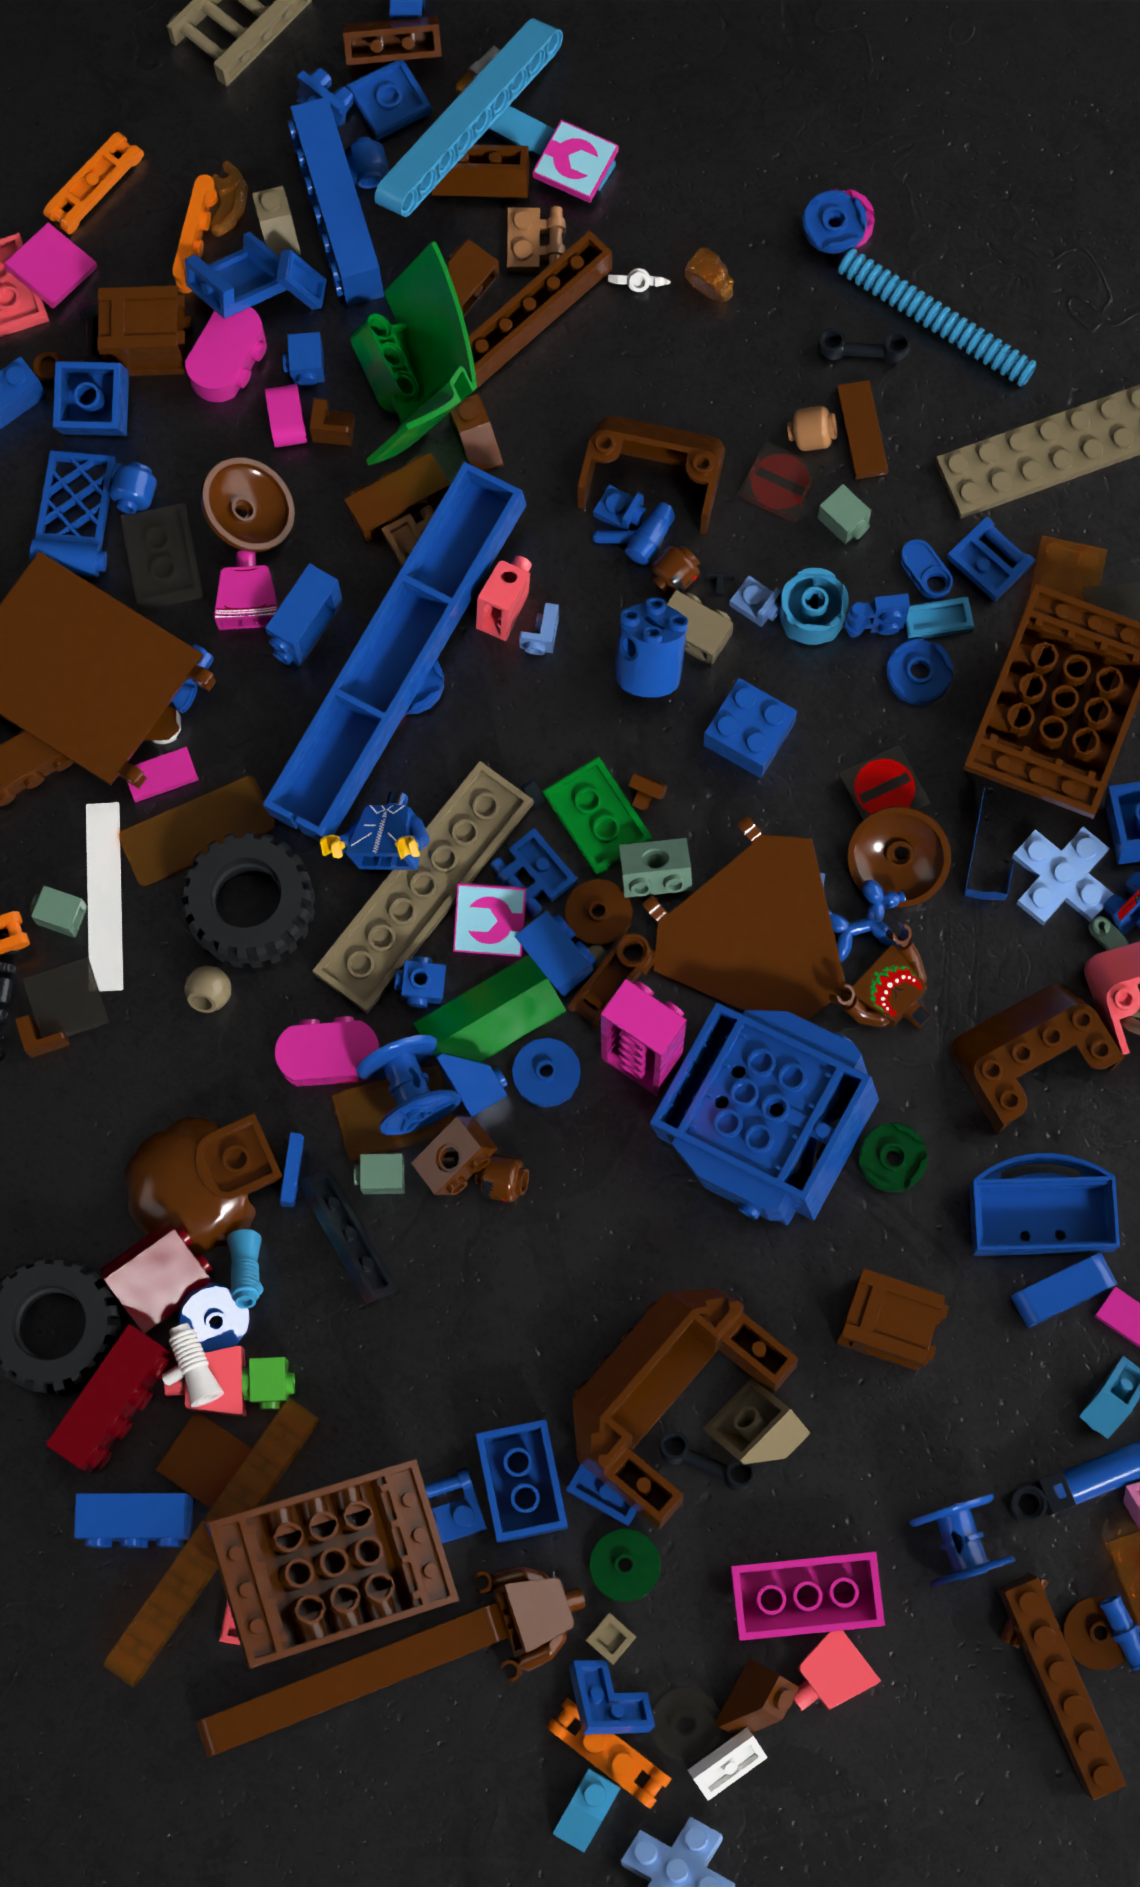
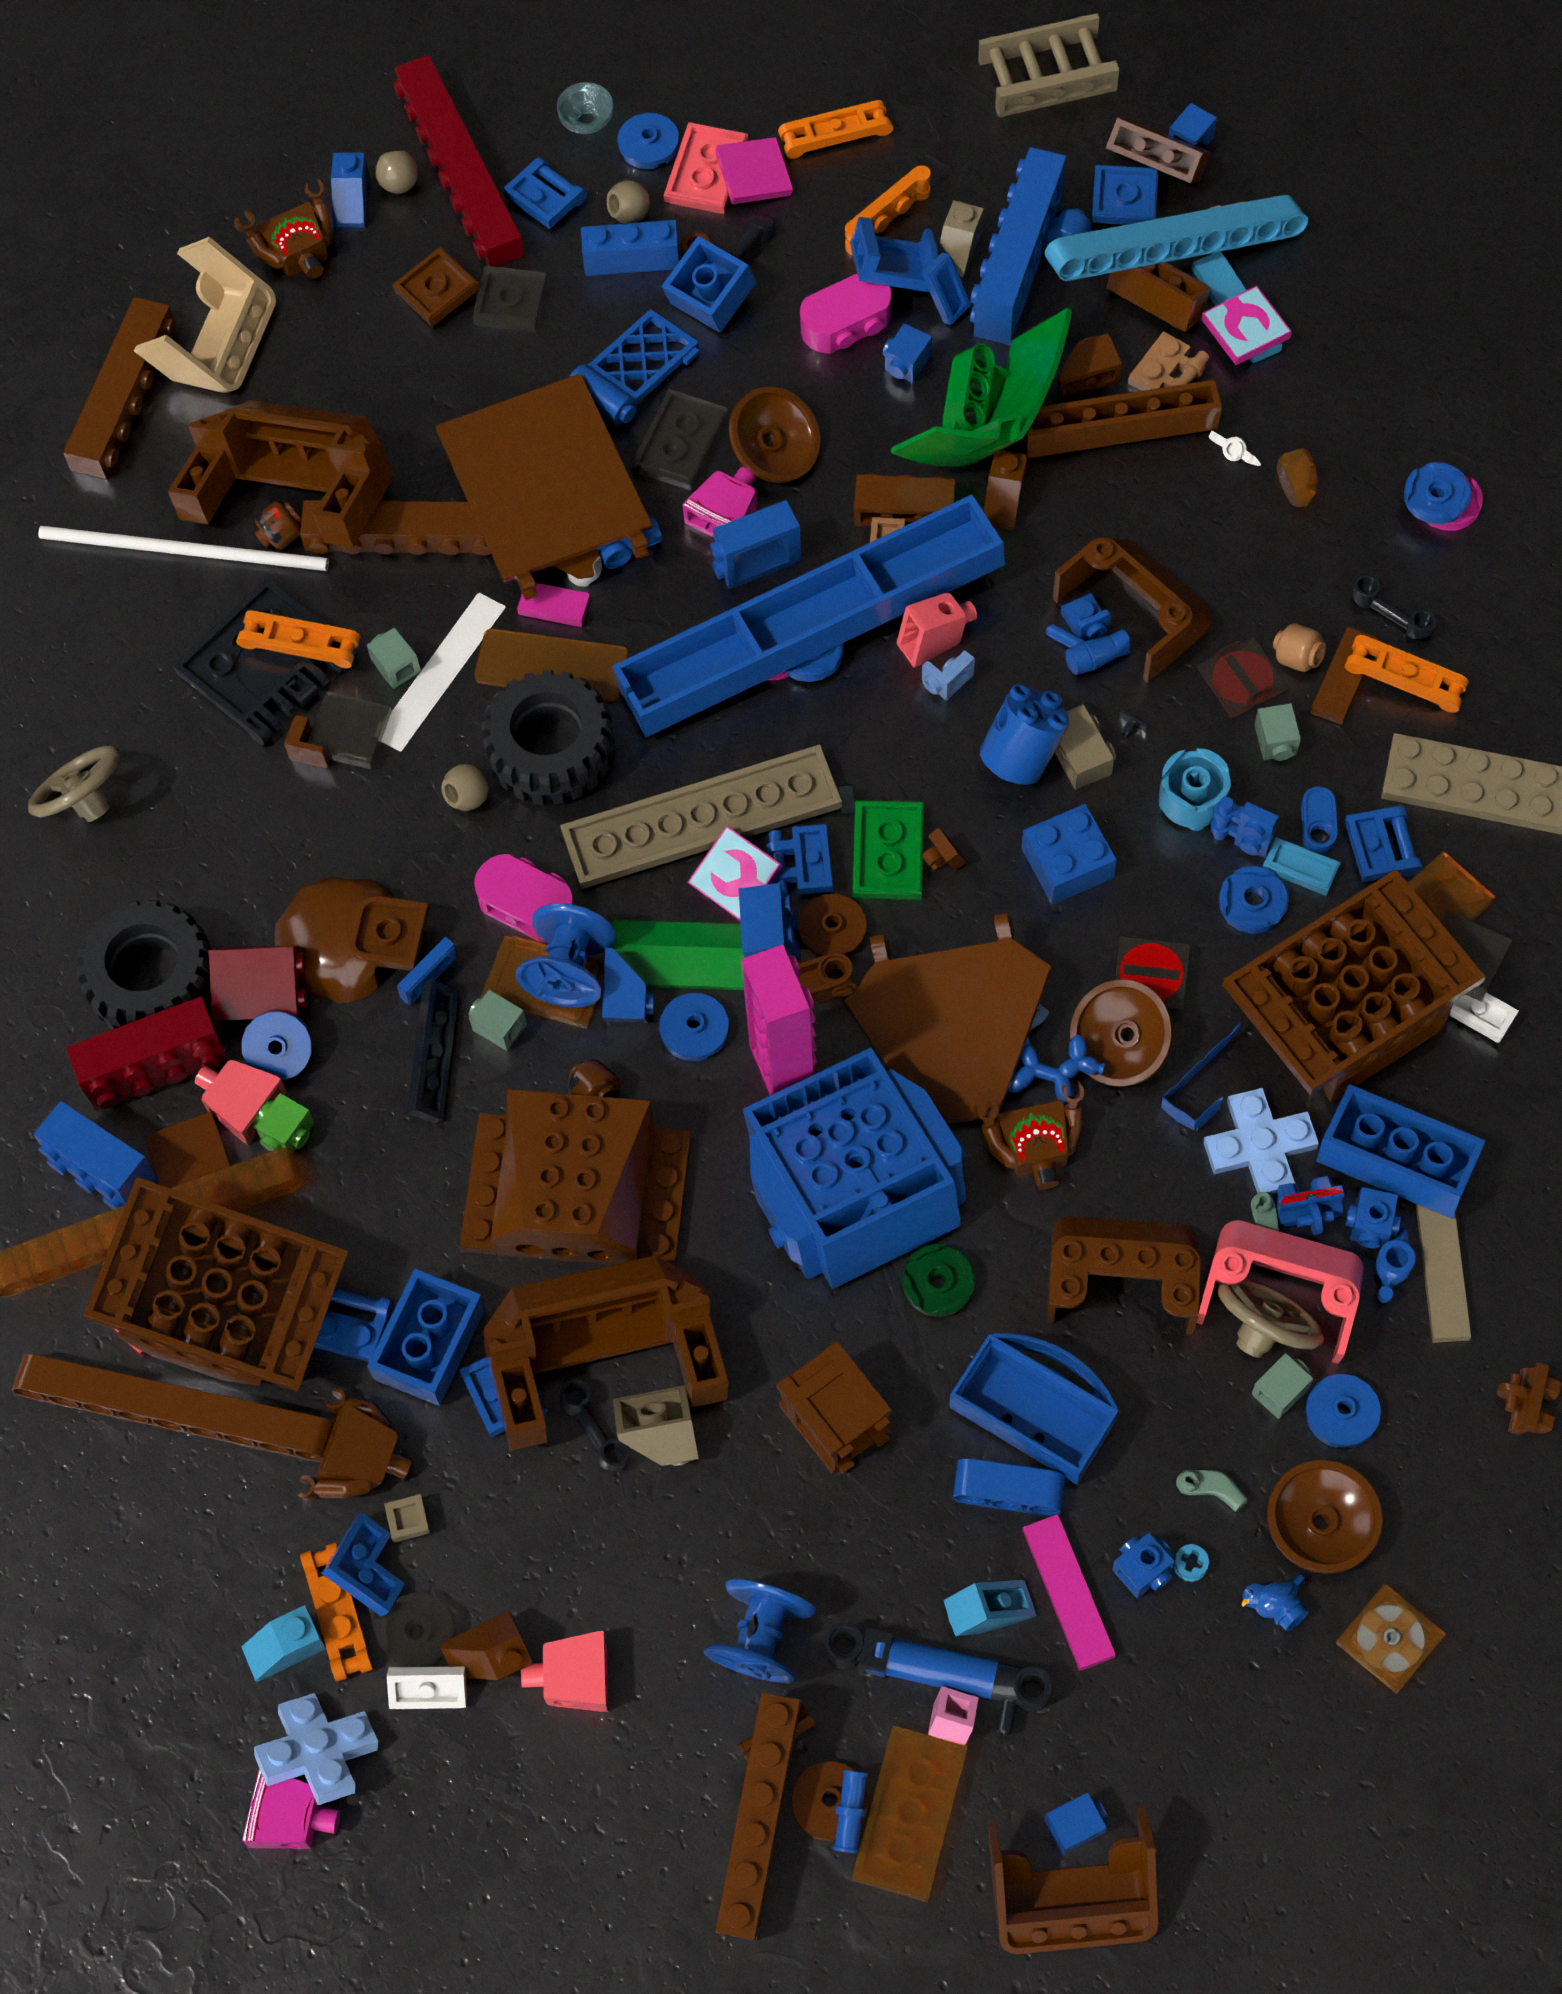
camera: 35 degrees right, 10 degrees down
(133, 487) = (693, 371): blue head -> none
(143, 329) = (789, 254): reddish brown container -> none
(193, 1366) = (227, 1069): white piece -> none
(233, 198) = (938, 202): clear orange piece -> none
(244, 1253) = (324, 1026): dark azure piece -> none
(285, 415) = (859, 387): dark pink beam -> none
(315, 87) = (1075, 174): blue hips -> none
(329, 425) = (889, 417): reddish brown panel -> none
(382, 838) = (693, 756): blue torso -> none
(423, 969) = (641, 887): blue brick -> none
(437, 1162) = (565, 1039): reddish brown brick -> none
(547, 1272) = (575, 1181): none -> reddish brown wedge
(625, 1585) = (469, 1485): dark green plate -> none
(655, 867) = (904, 916): sand green brick -> none
(675, 569) = (1097, 691): reddish brown head -> none
(756, 601) = (1148, 758): medium blue bracket -> none
(807, 1596) = (595, 1588): dark pink slope -> none
(913, 397) = (1407, 672): none -> orange plate
(936, 316) = (1476, 622): dark azure piece -> none

